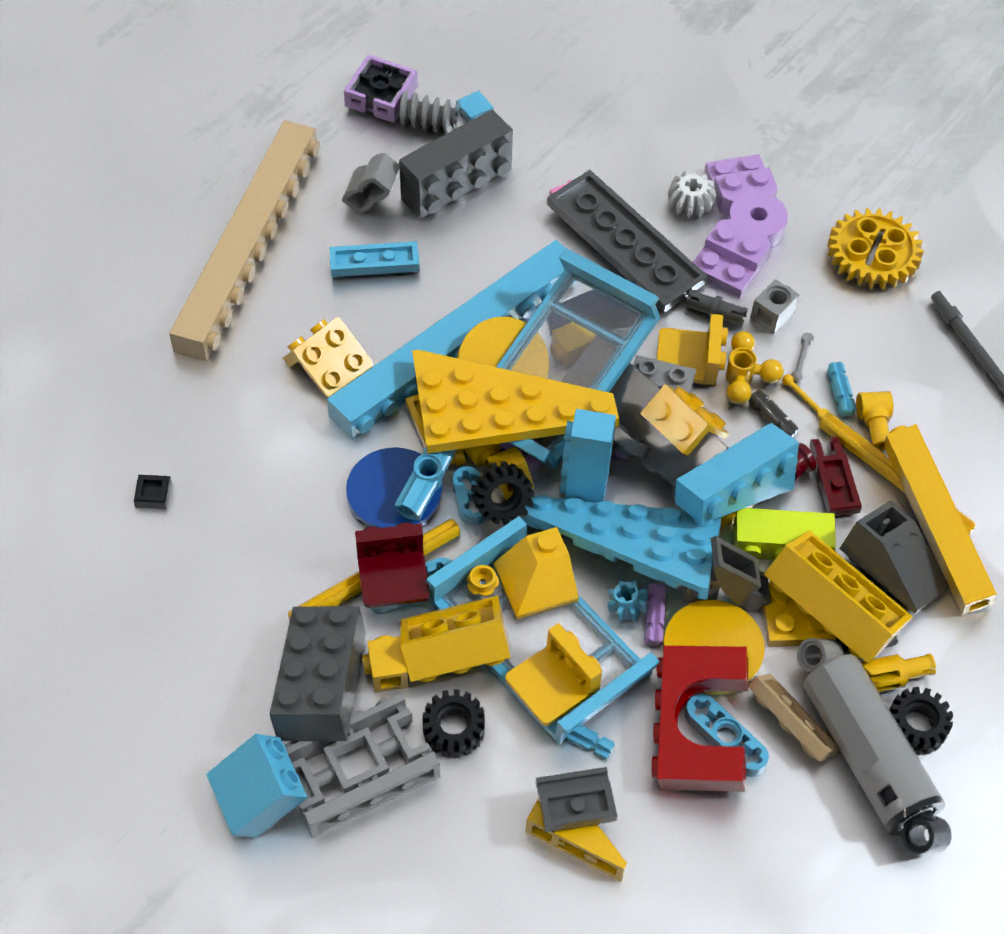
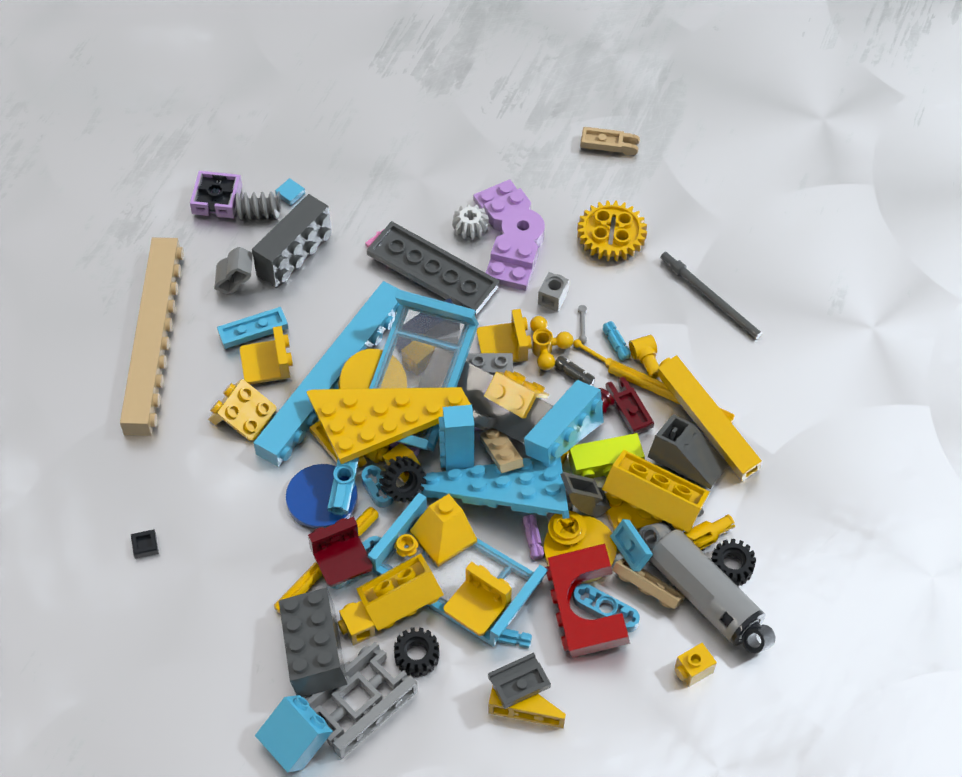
camera: 15 degrees left, 0 degrees up
(379, 303) = (267, 359): none -> yellow bracket
(627, 601) = (517, 535): medium azure gear -> none
(644, 490) = (501, 450): none -> tan plate
(688, 611) = (556, 524): none -> yellow gear
(716, 306) = (511, 302): dark grey pin -> none
(784, 660) = (631, 545): none -> medium azure plate
(827, 846) = (695, 664): none -> yellow brick
(904, 136) = (609, 140): none -> tan hinge

